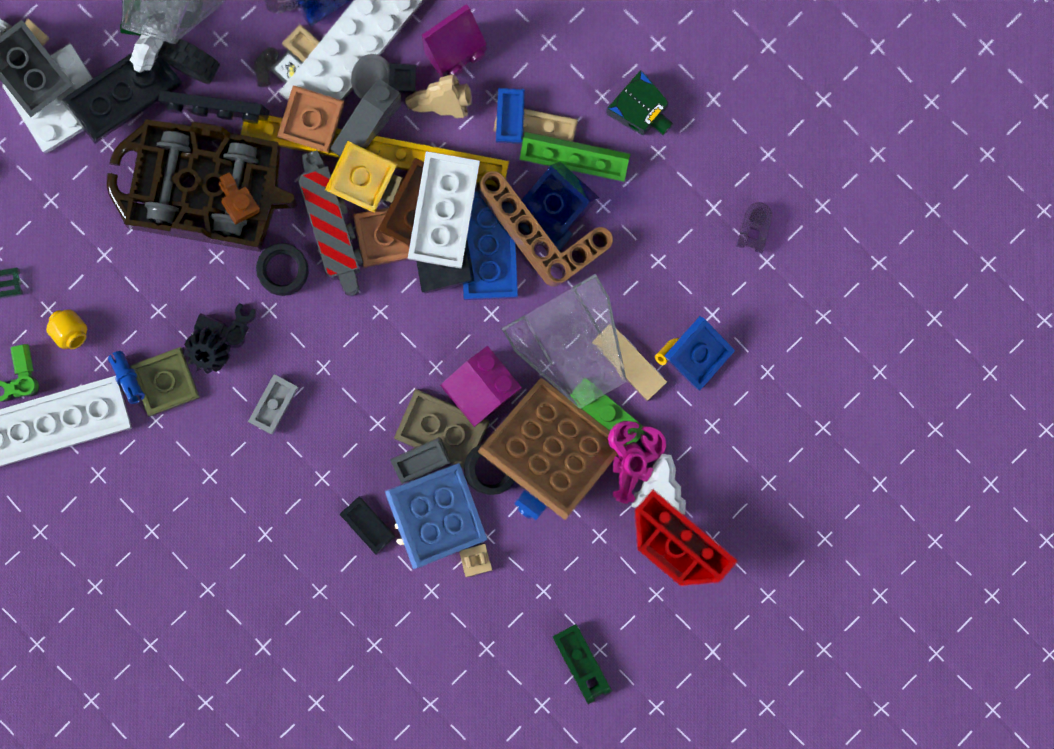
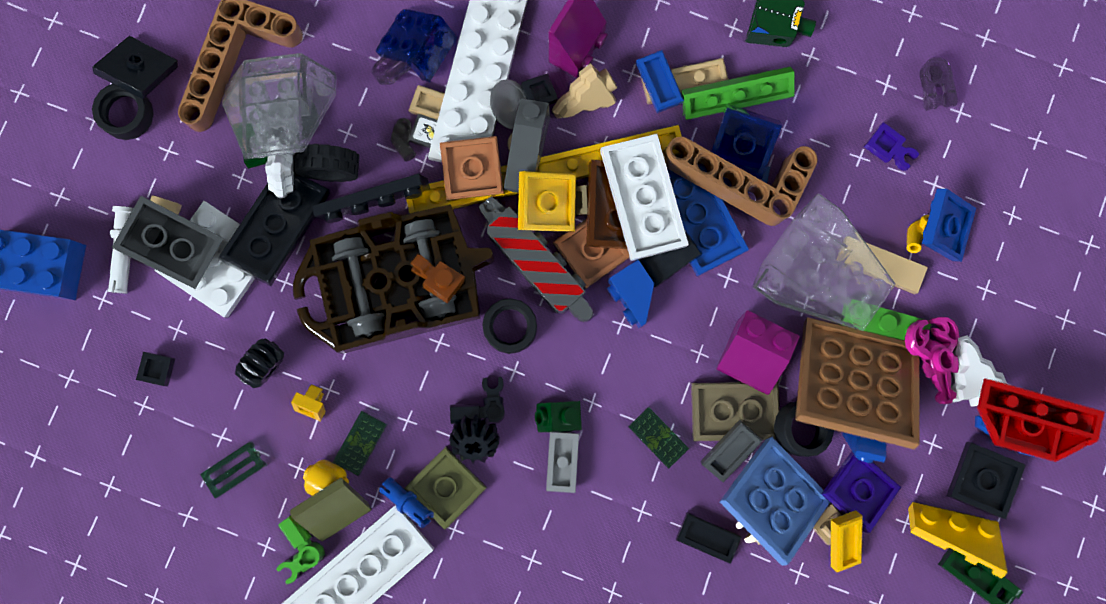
camera: 25 degrees left, 0 degrees up
(56, 204) = (259, 363): none -> black gear
(61, 354) = (330, 510): none -> olive tile
(82, 258) = (310, 403): none -> yellow tile
(110, 311) = (360, 443): none -> clear green tile
(288, 365) = (558, 416): none -> dark green bracket
(365, 422) = (658, 437): none -> clear green tile
(402, 286) = (634, 291): none -> blue slope
(479, 577) = (846, 541): none -> yellow tile
(515, 544) = (861, 488): none -> dark purple tile
(584, 619) = (967, 534): none -> yellow wing
(626, 584) = (986, 480): none -> black plate
(684, 260) = (887, 144): none -> dark purple plate

